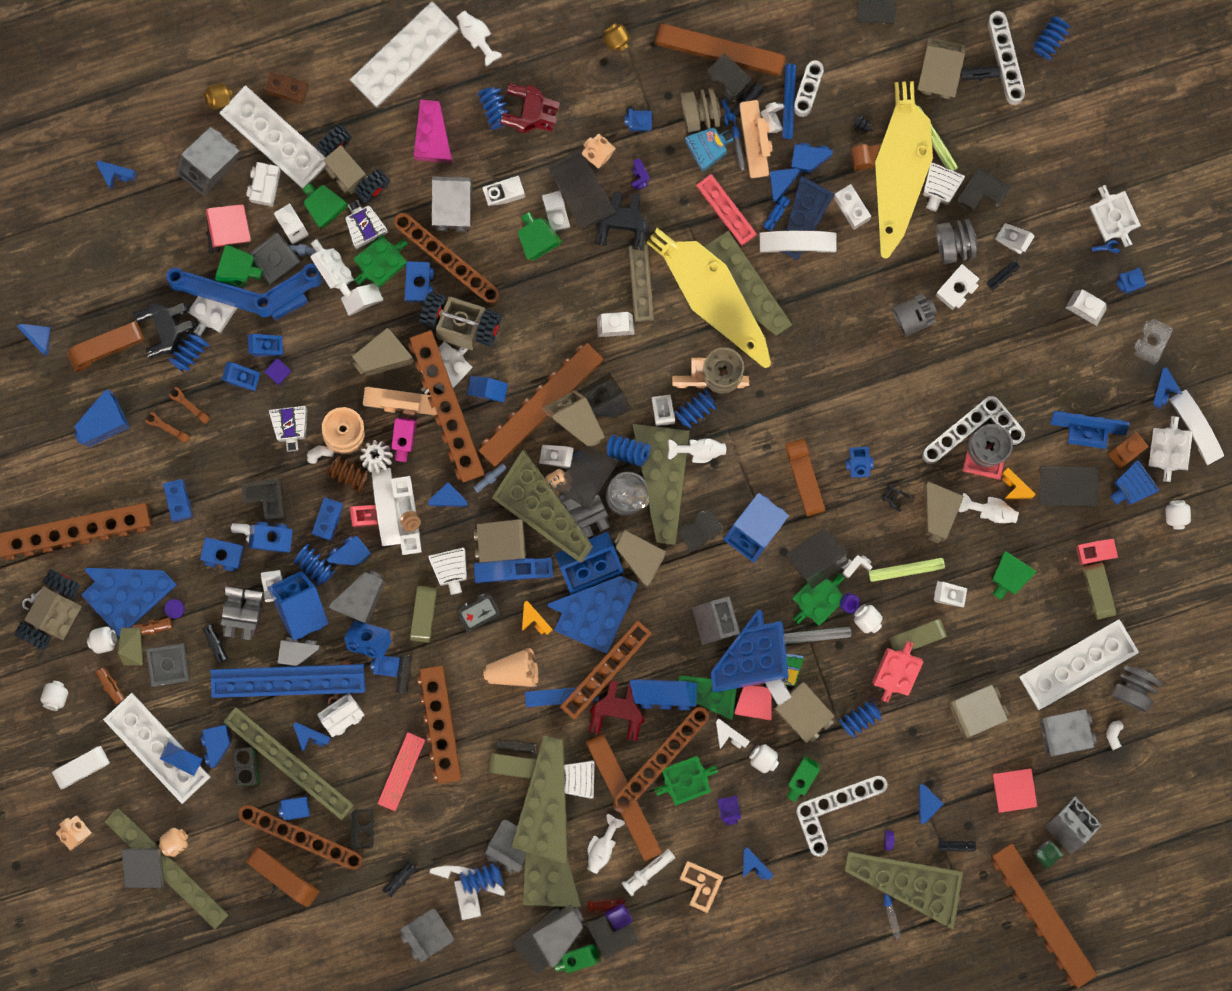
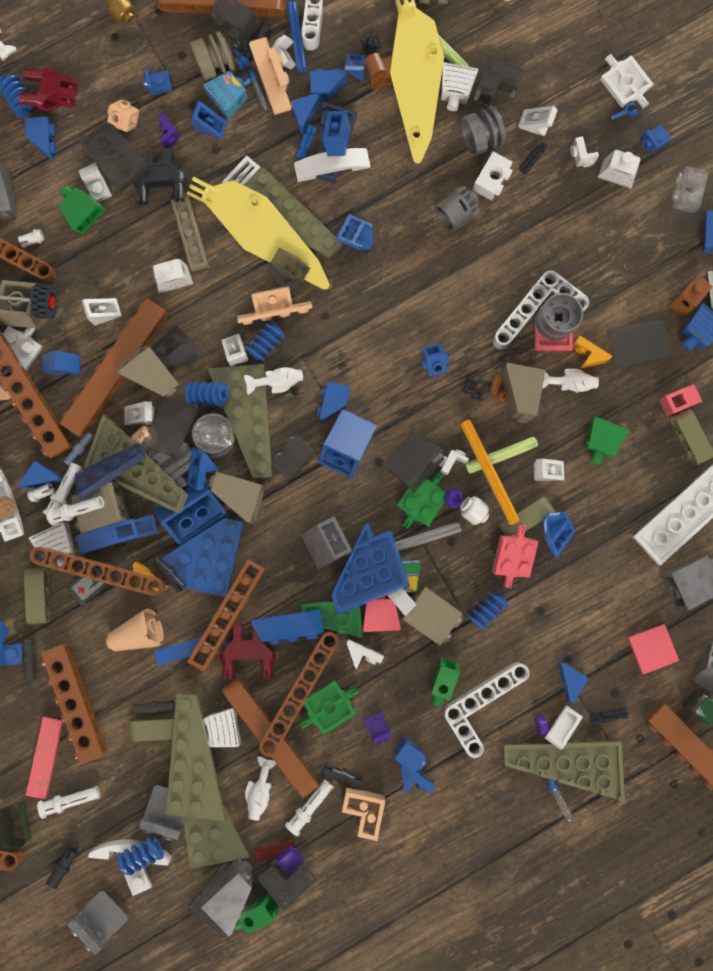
camera: 20 degrees left, 0 degrees up
(408, 818) = (60, 803): none -> white pin
(445, 513) = (36, 494): none -> white pin
(461, 524) = (66, 485): none -> white pin
(473, 539) = (68, 512): none -> white pin
(481, 601) = (88, 570): none -> dark orange beam
(482, 256) = (31, 238): none -> white pin
(504, 191) = (39, 171): white slope -> none
(511, 154) = (41, 135): none -> blue slope
(515, 507) = (104, 471): none -> dark blue wing
(540, 344) = (101, 310): none -> white slope
(557, 620) = (169, 575): none -> black pin
(608, 520) = (199, 465): none -> blue slope
(683, 173) = (208, 121): none -> blue slope
(685, 849) = (342, 776): none -> black pin
(703, 225) = (239, 167): none -> white tile
(717, 361) = (281, 285): dark tan wheel -> none
(726, 210) = (257, 149): coral tile -> none
(733, 337) = (288, 270): none -> clear smoke slope
(752, 482) = (334, 401): none -> blue slope
(755, 840) = (409, 755): none -> blue brick
(764, 758) = (401, 669): white head -> none
(804, 477) = (384, 385): dark orange beam -> none
(808, 217) = (336, 133): none -> blue brick
(808, 318) = (356, 233): none -> blue slope
(842, 144) = (355, 66): none -> blue slope
(852, 207) = (376, 120): white brick -> none
(890, 584) = (490, 472): none -> light orange axle
(909, 846) = (563, 727): none -> white tile
(914, 504) = (495, 390): none -> dark orange arm
(944, 656) = (557, 531): none -> blue slope
(978, 711) = (602, 579): slope -> none
(1049, 279) = (580, 154): none -> white bracket
(1087, 429) = (647, 284): blue bracket -> none

